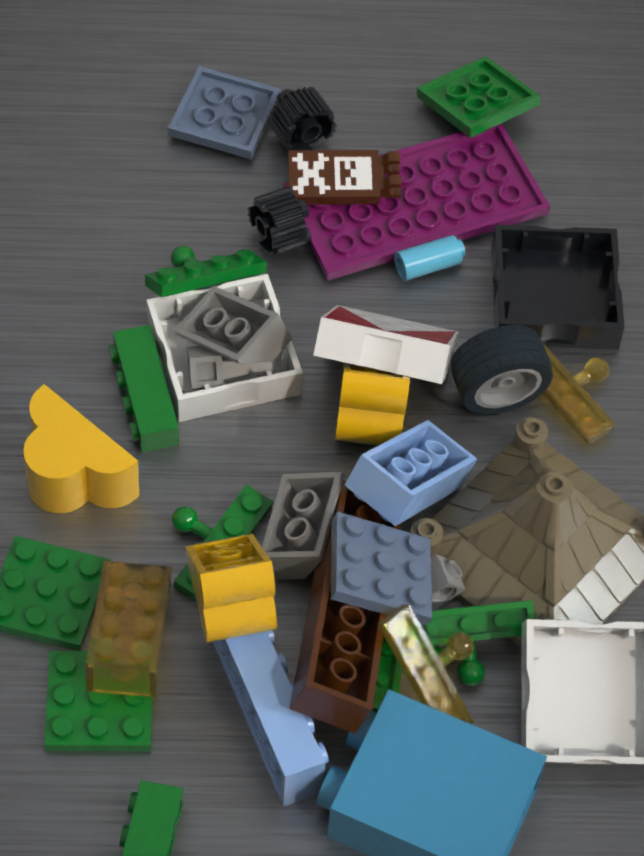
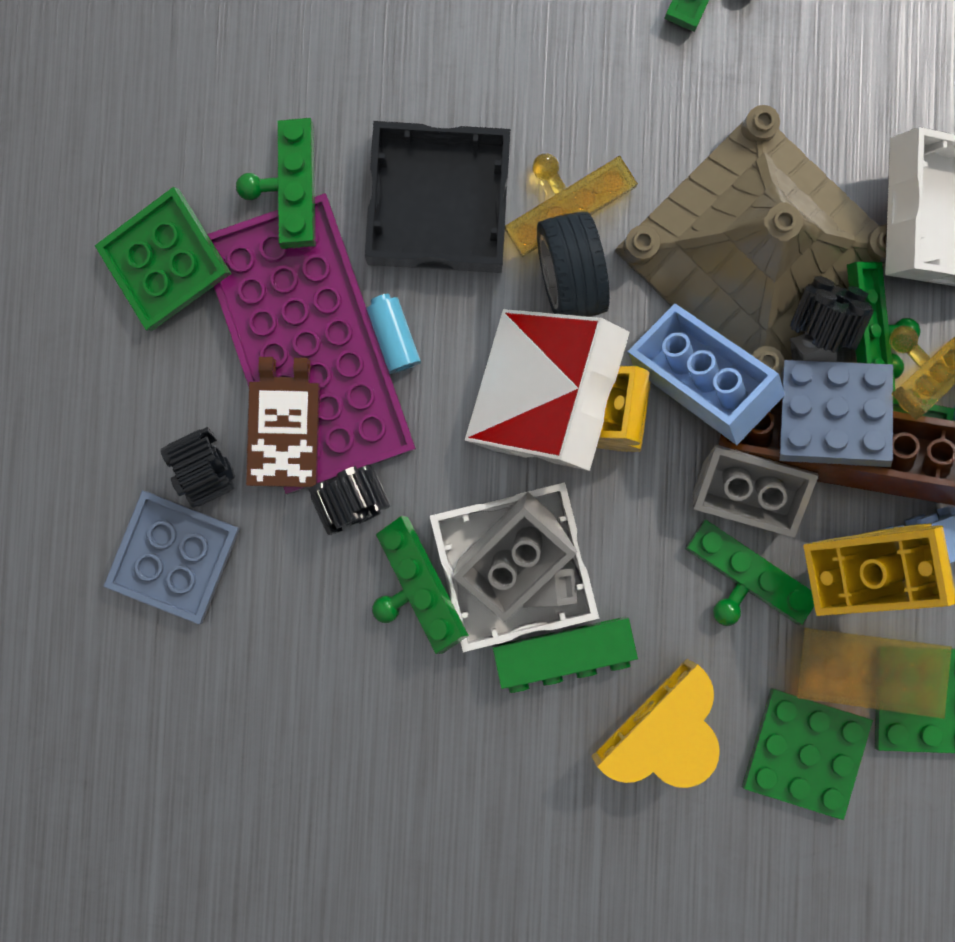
camera: 85 degrees left, 30 degrees up
(476, 571) = (832, 315): none -> black brick
(555, 183) = (293, 184): none -> green plate

